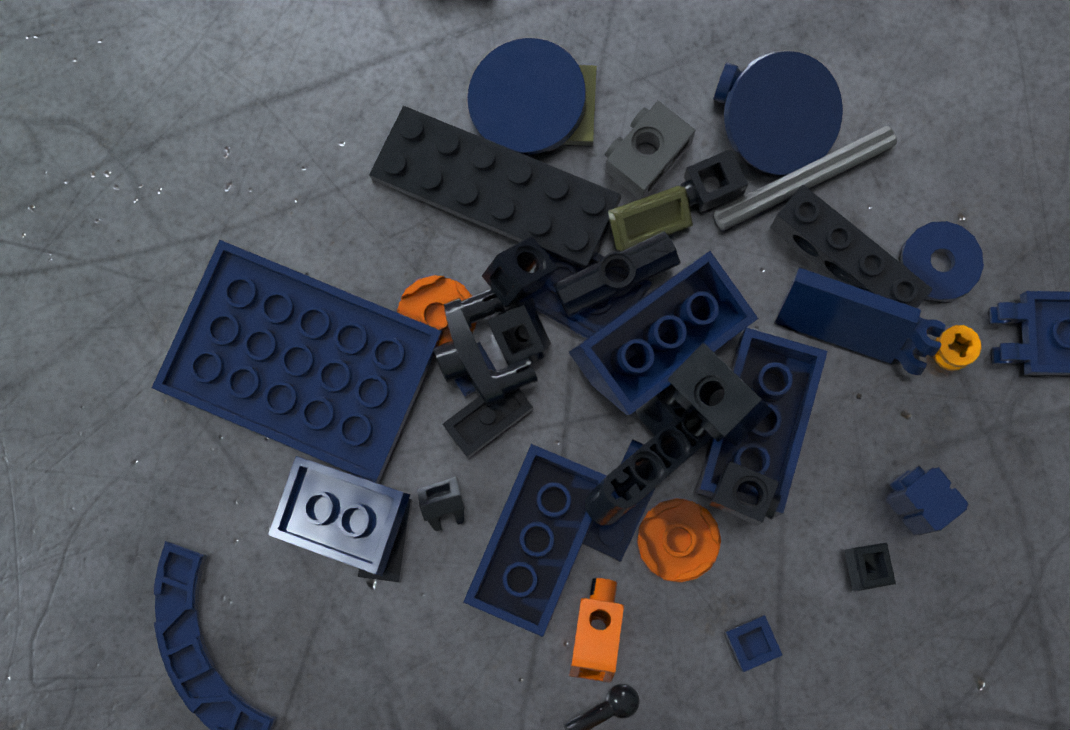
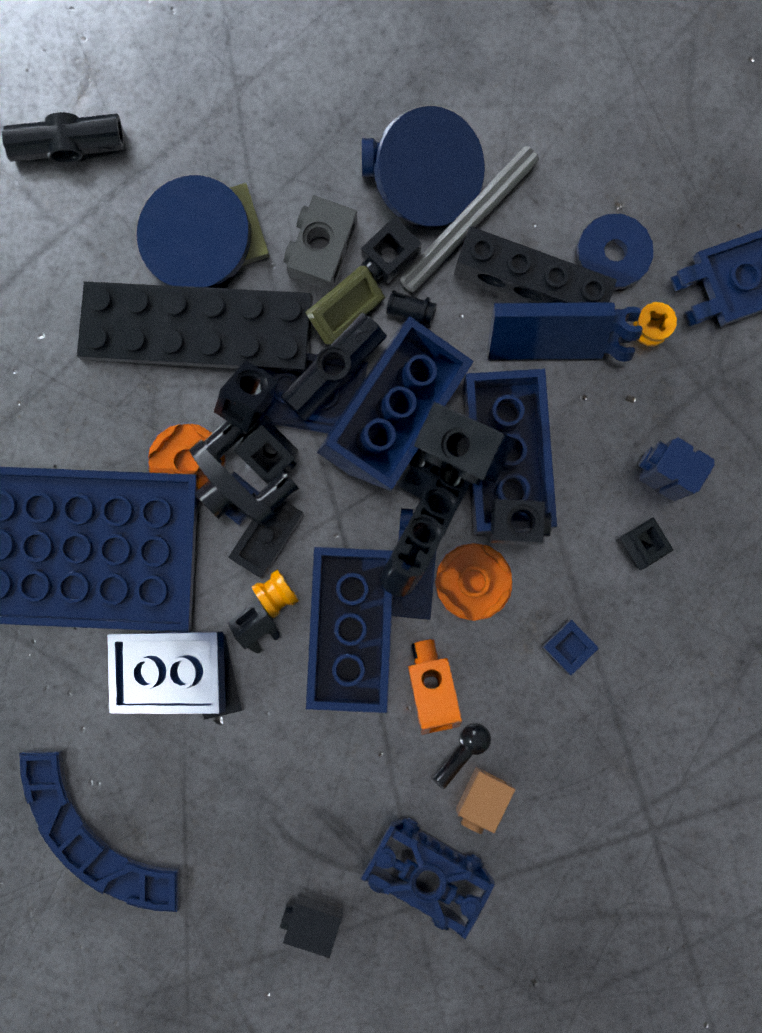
camera: 30 degrees left, 5 degrees up
(475, 477) = (275, 594): none -> light orange wheel
(710, 240) = (405, 306): none -> black pin

